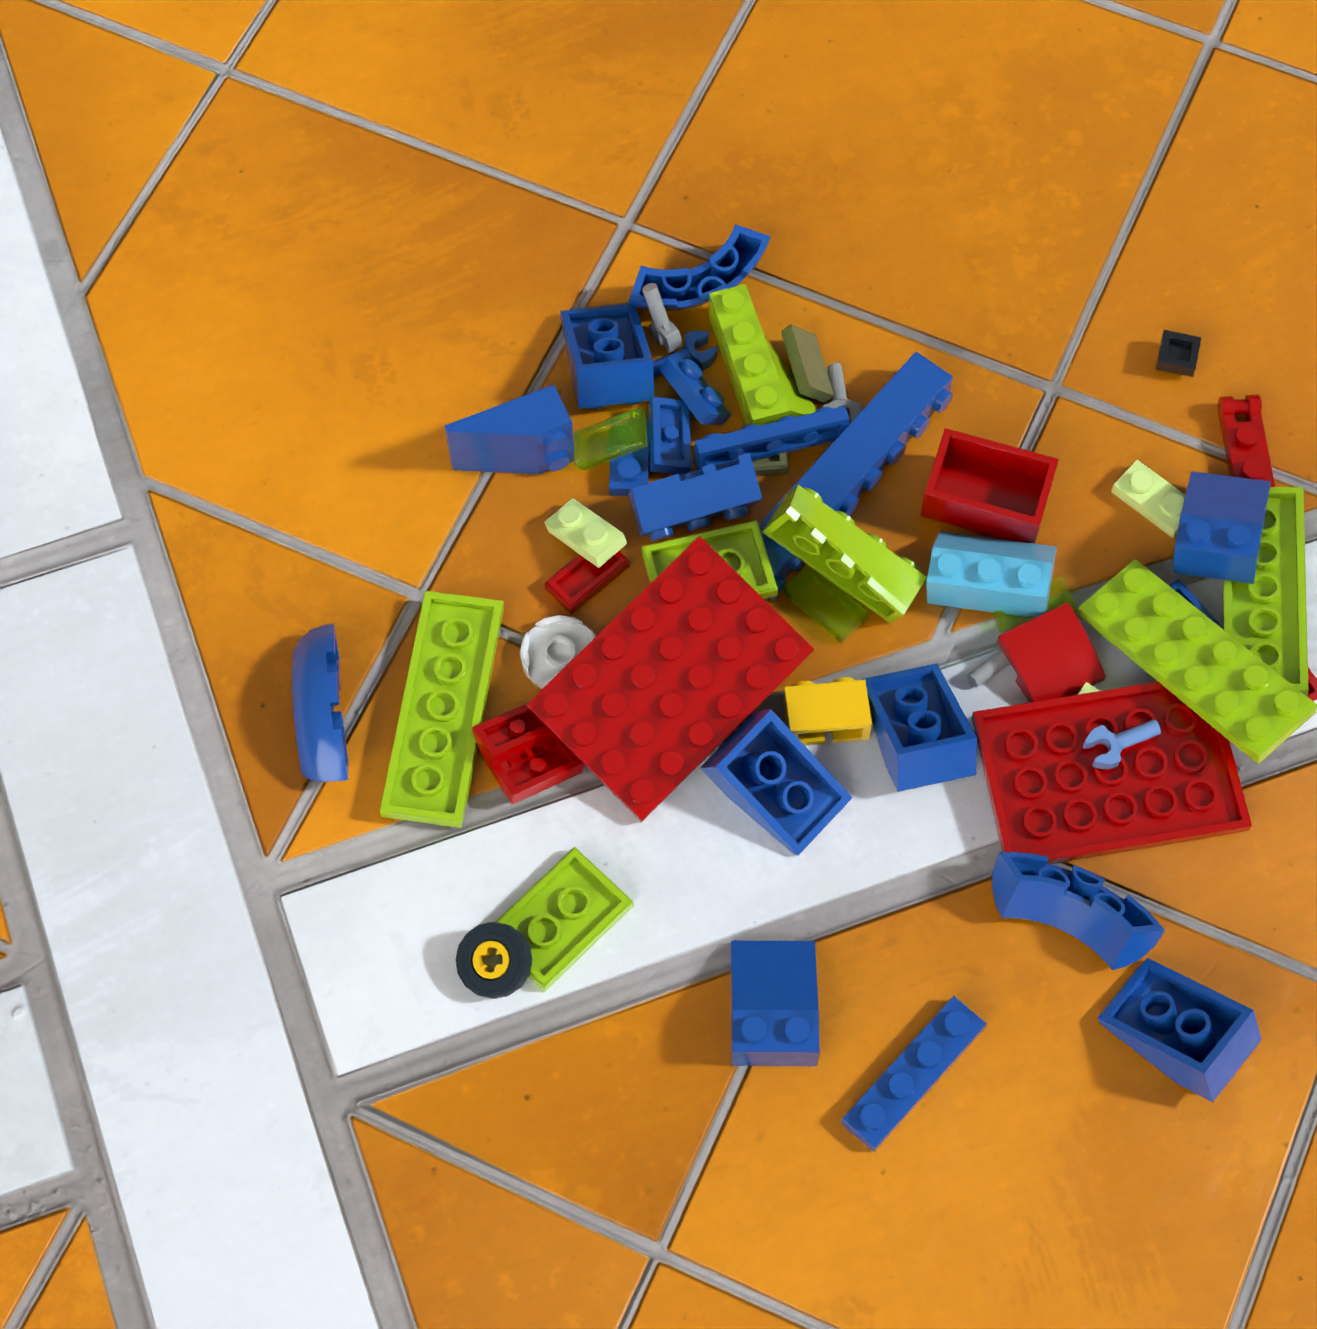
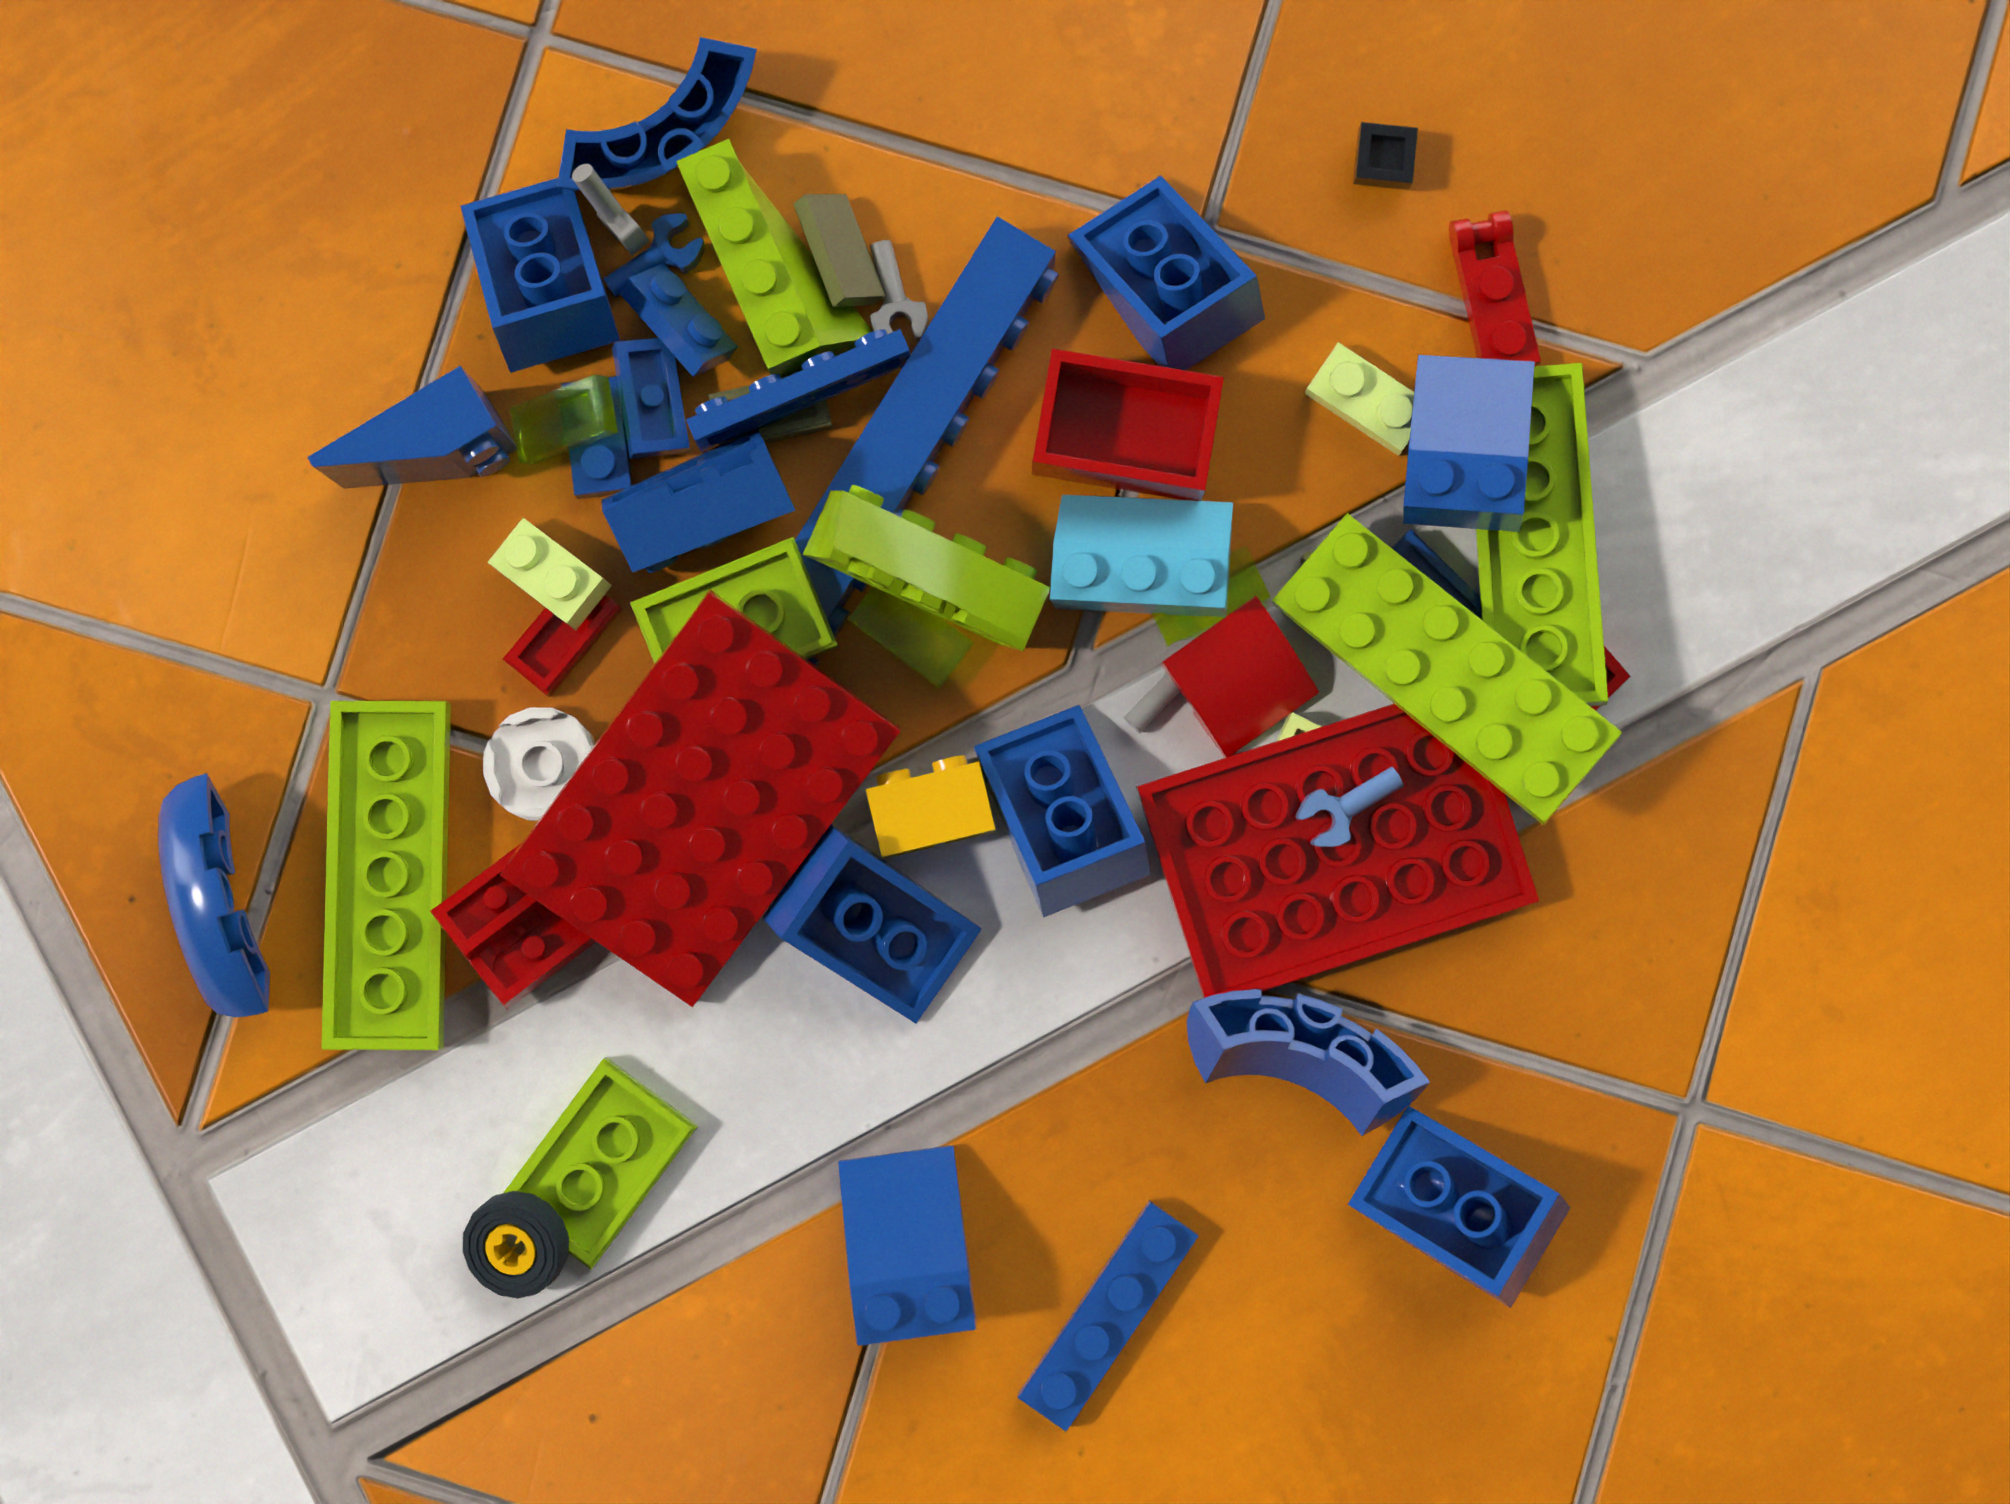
camera: 10 degrees left, 20 degrees up
(1028, 404) = (1169, 275): none -> blue slope

